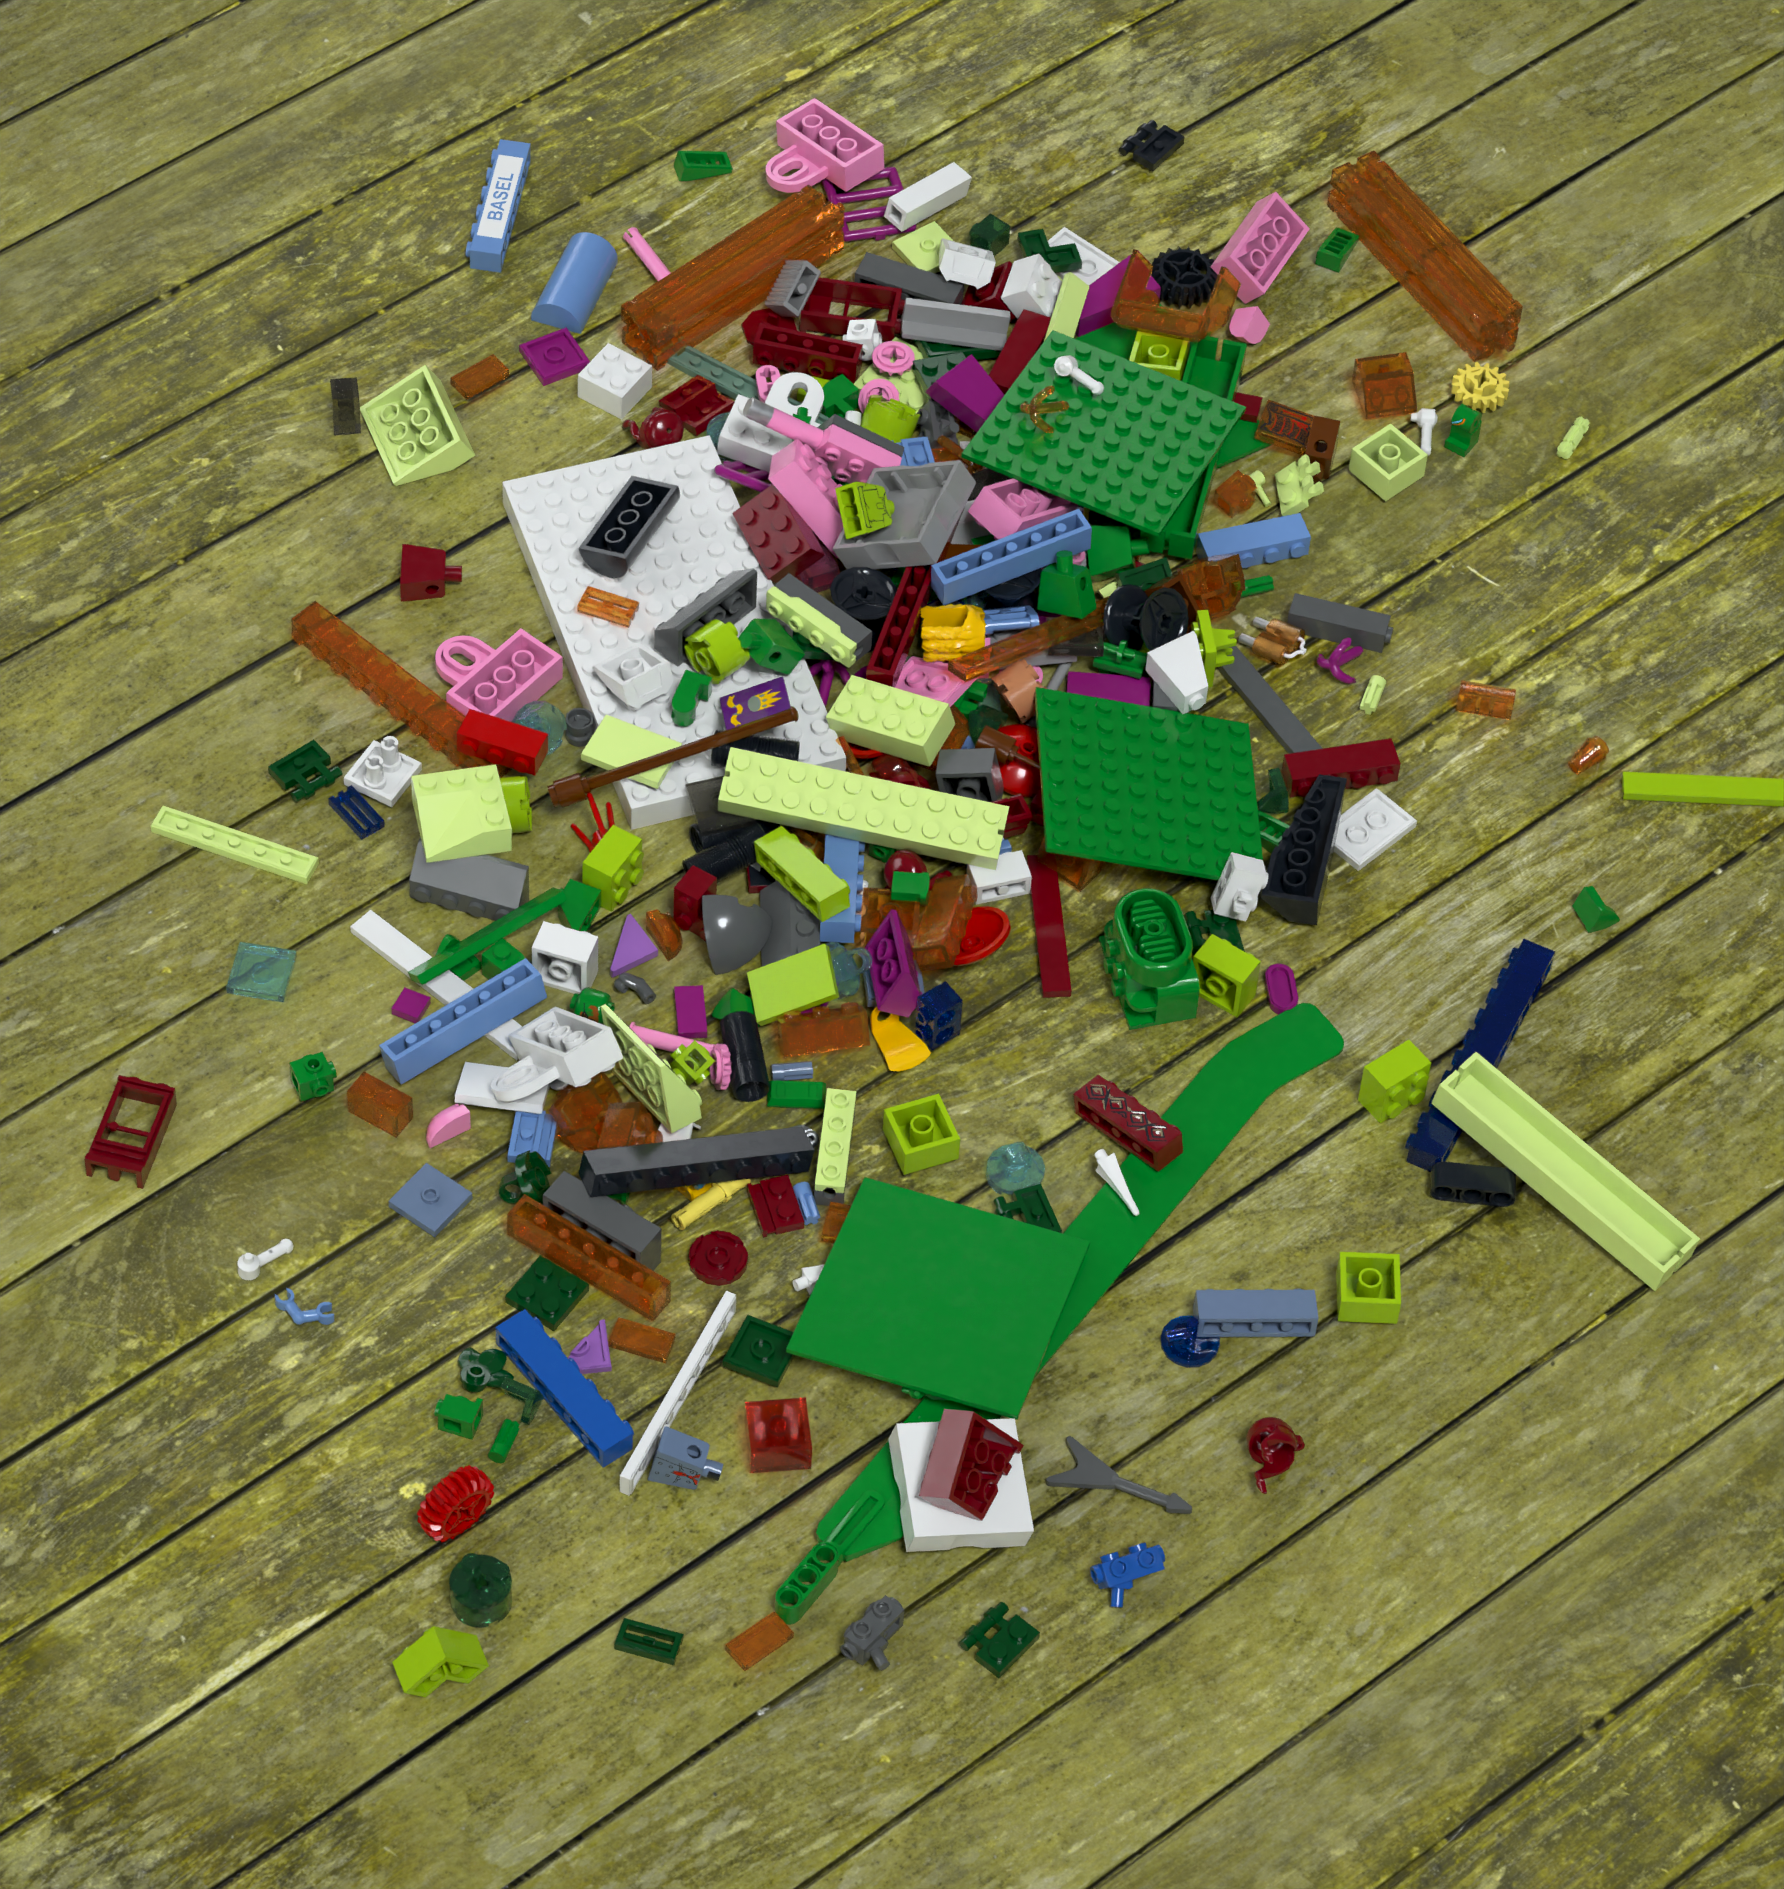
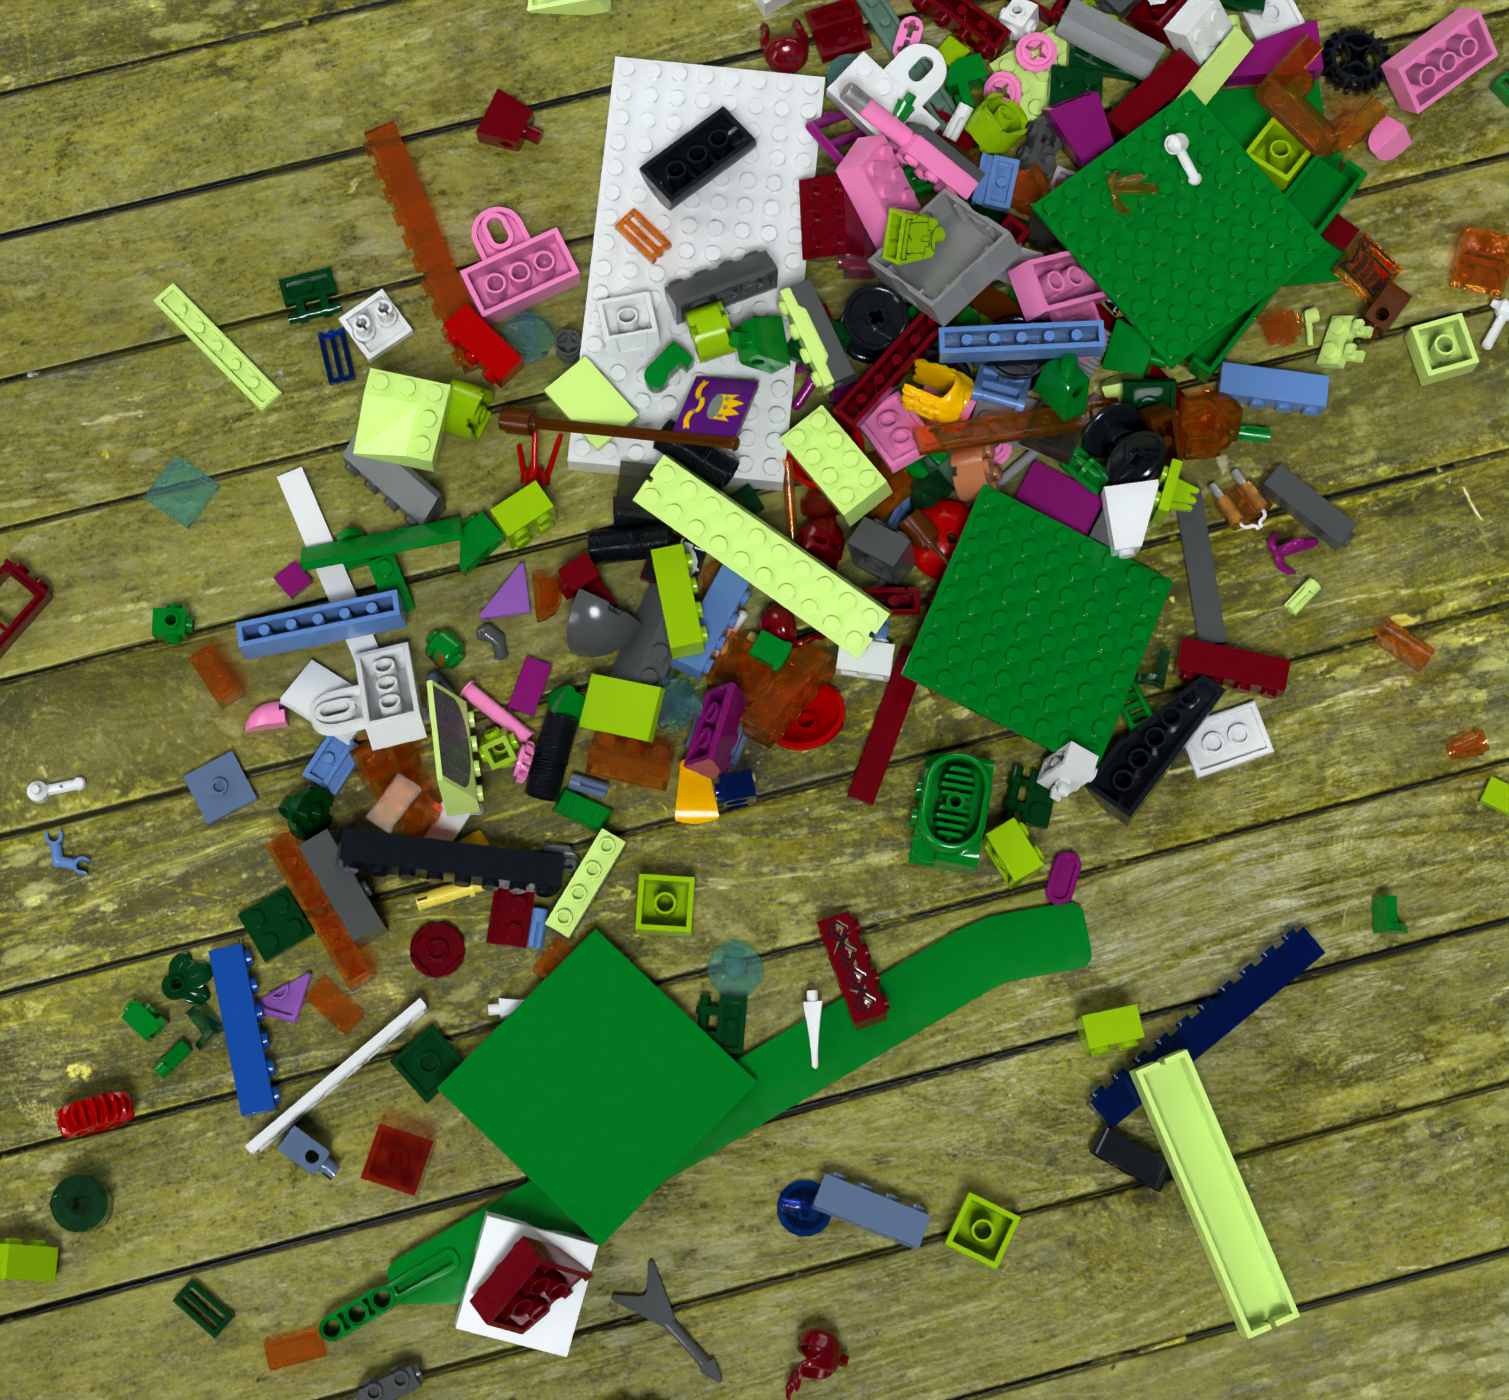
camera: 25 degrees right, 25 degrees up
(565, 957) = (439, 594): white brick -> none

